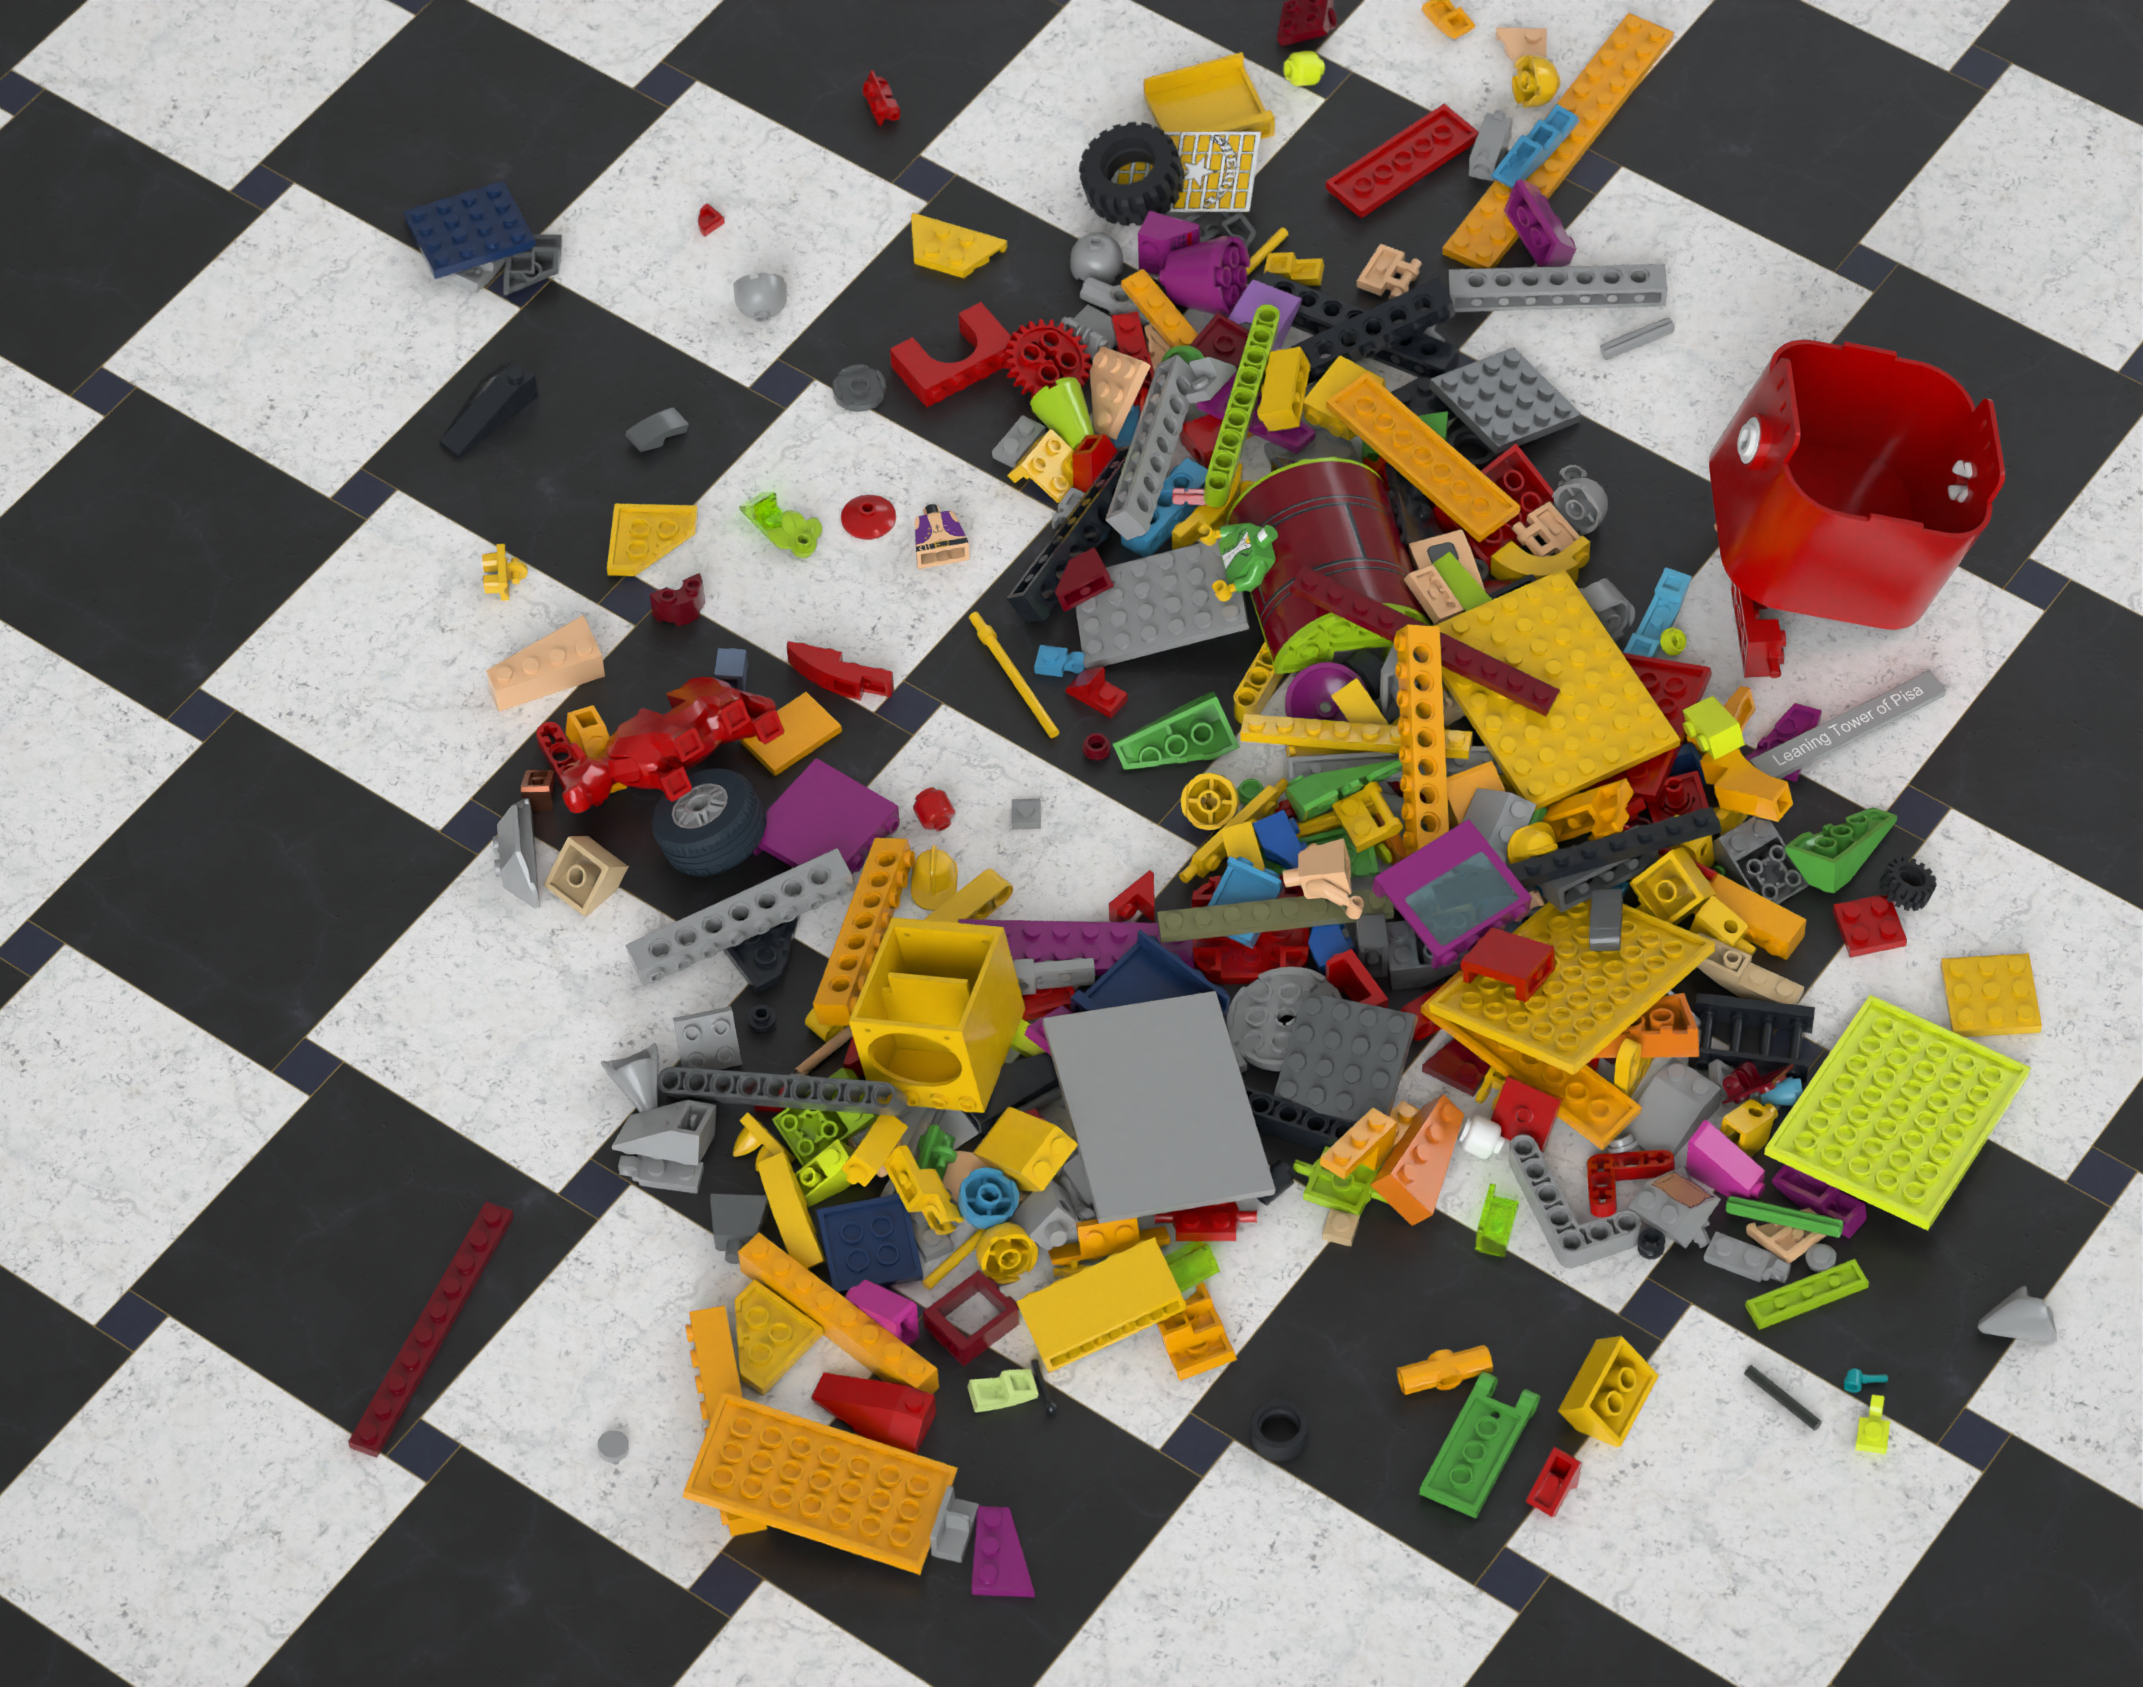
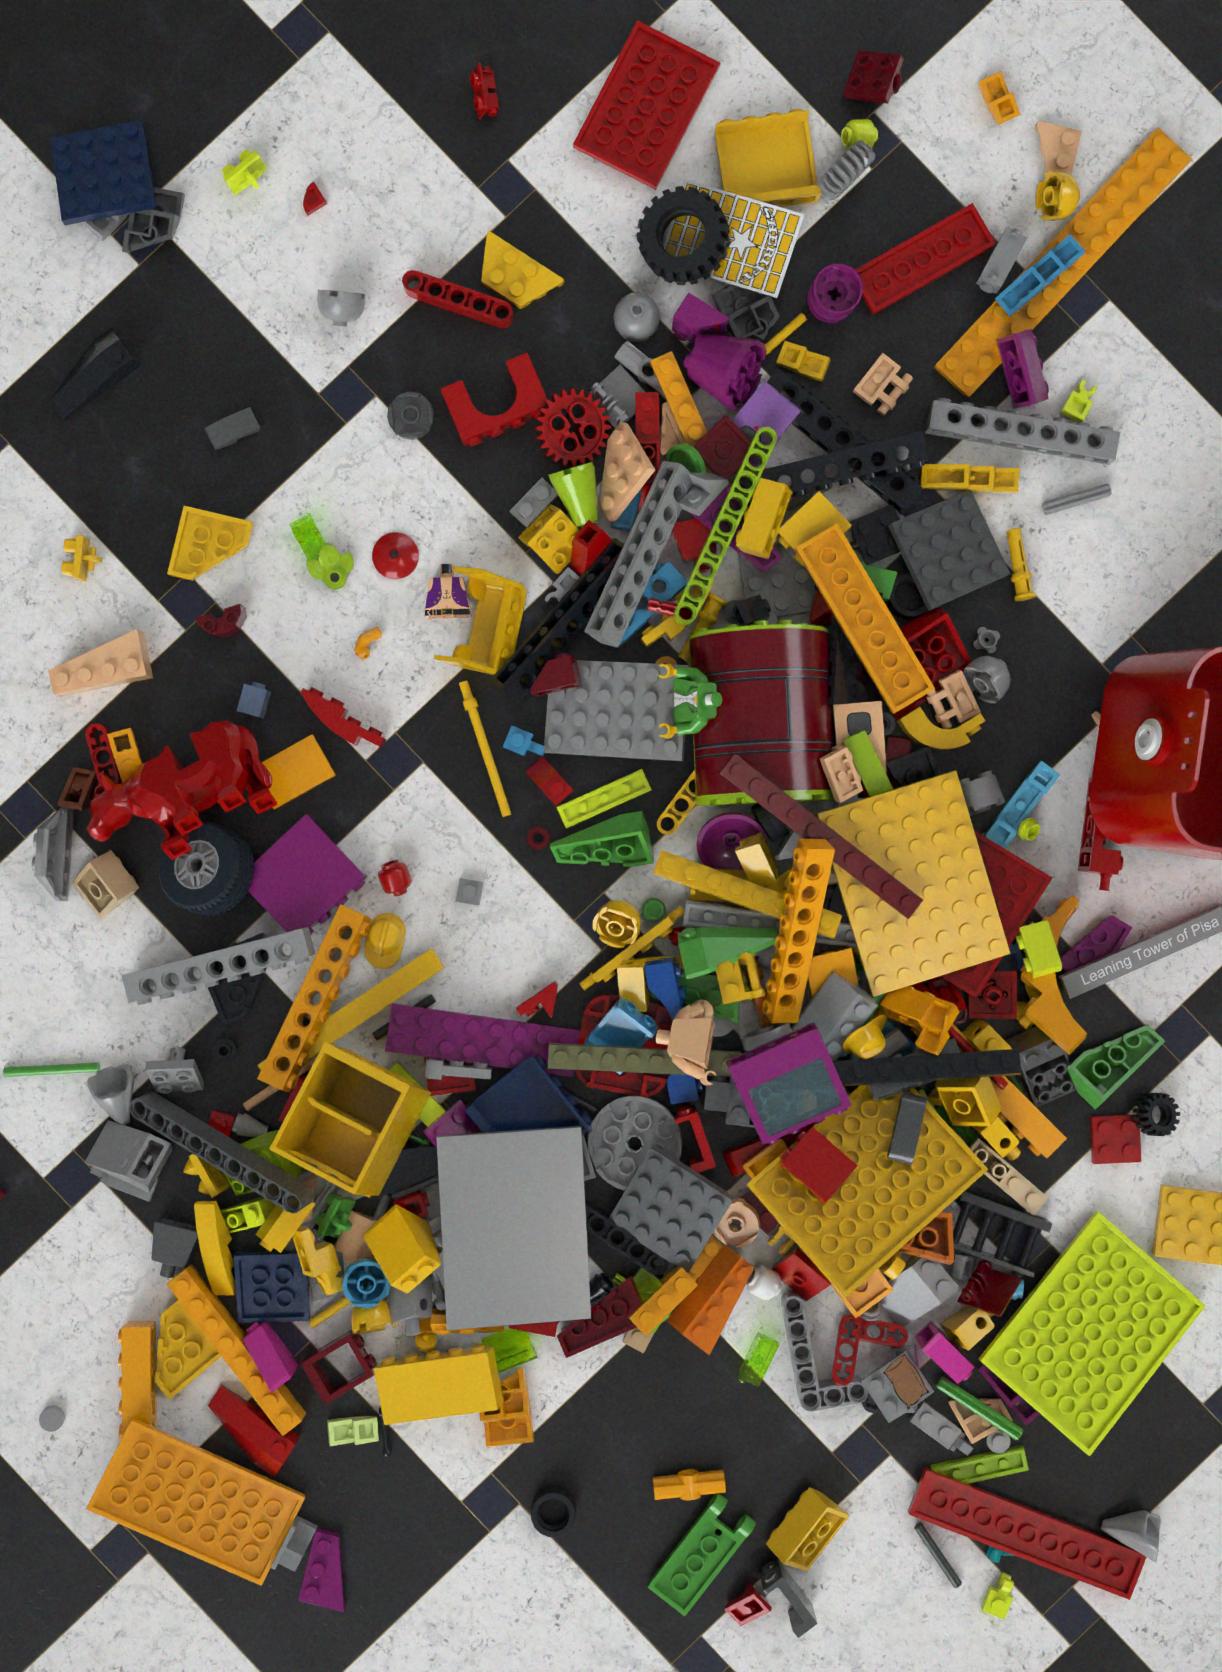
camera: 10 degrees right, 35 degrees up
(547, 1076) = (51, 1069): none -> bright green bar
(630, 205) = (245, 172): none -> neon yellow hips
(849, 595) = (364, 640): none -> light orange arm
(891, 275) = (449, 291): none -> red beam
(999, 544) = (494, 624): none -> yellow windscreen
(1062, 82) = (646, 105): none -> red plate
(1166, 698) = (604, 798): none -> neon yellow tile
(1293, 1206) = (607, 1320): none -> dark red wing
(1296, 92) = (846, 170): none -> light grey gear
(1312, 198) = (847, 290): none -> magenta wheel
(1429, 1064) = (749, 1224): none -> light nougat plate
(1523, 336) = (966, 477): none -> yellow slope
(1594, 413) = (1021, 575): none -> yellow pin
(1605, 1451) = (802, 1614): none -> dark grey panel
(1613, 252) = (1078, 403): none -> neon yellow plate
(1886, 1346) = (1026, 1533): none -> red plate

